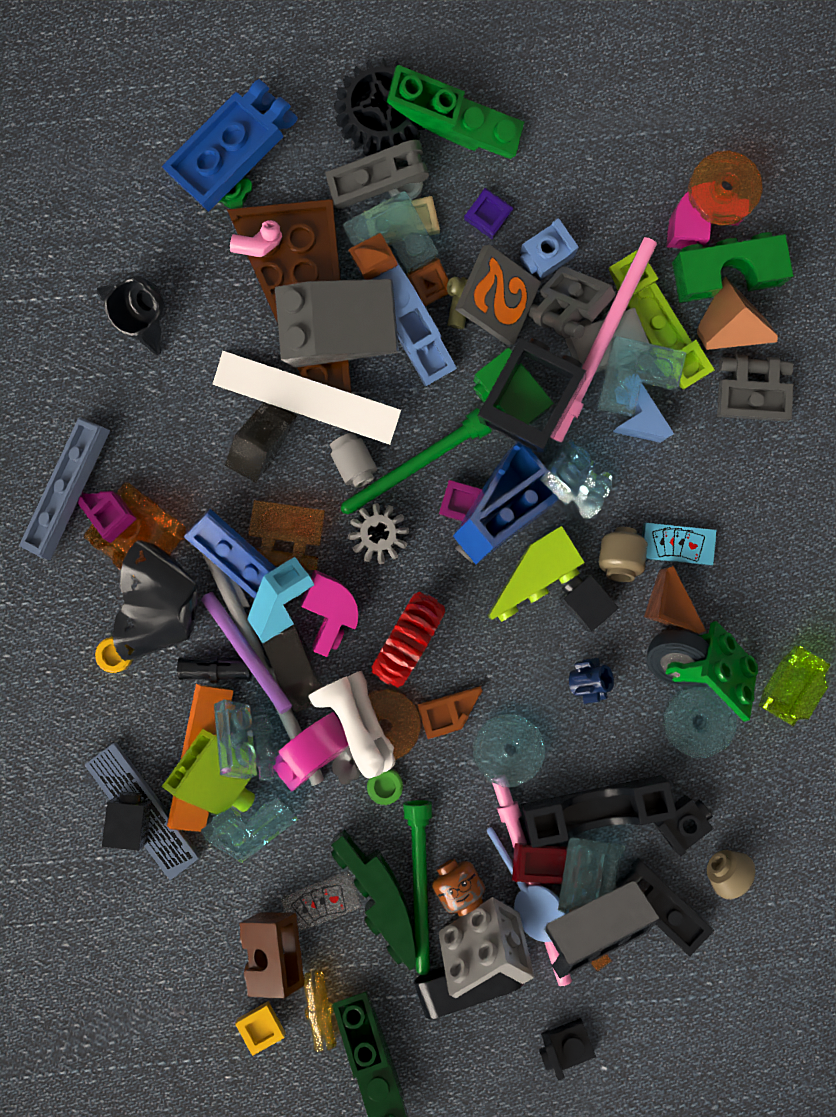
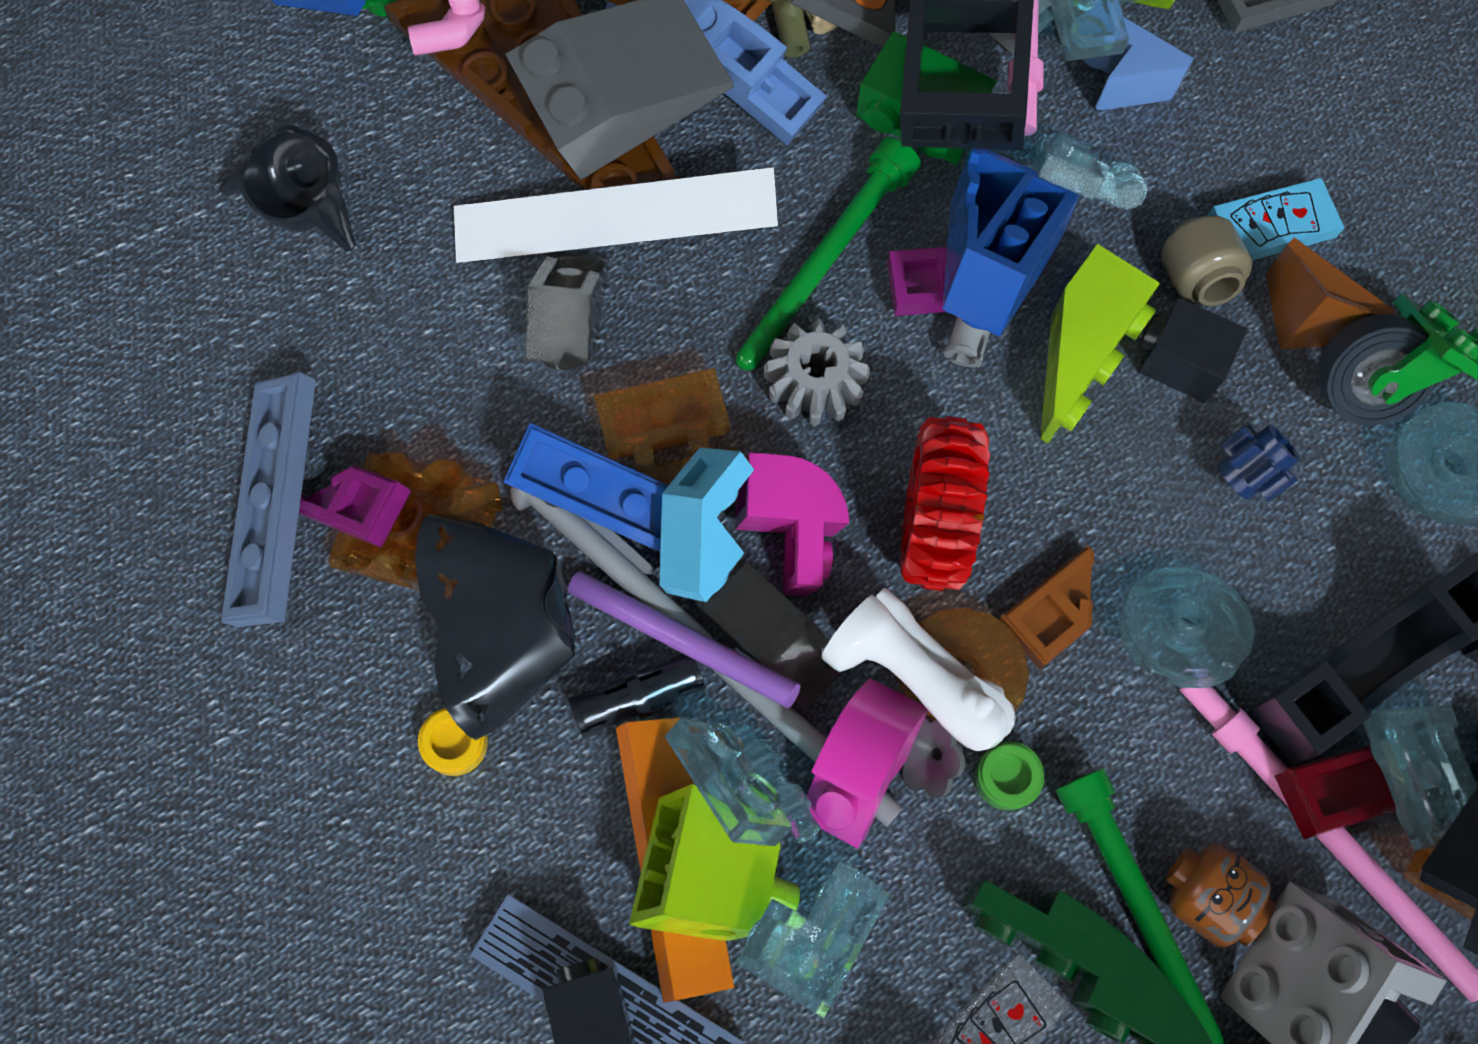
camera: 20 degrees left, 15 degrees down
(353, 460) = (726, 281): light grey brick -> none
(534, 902) = (1363, 869): light blue piece -> none

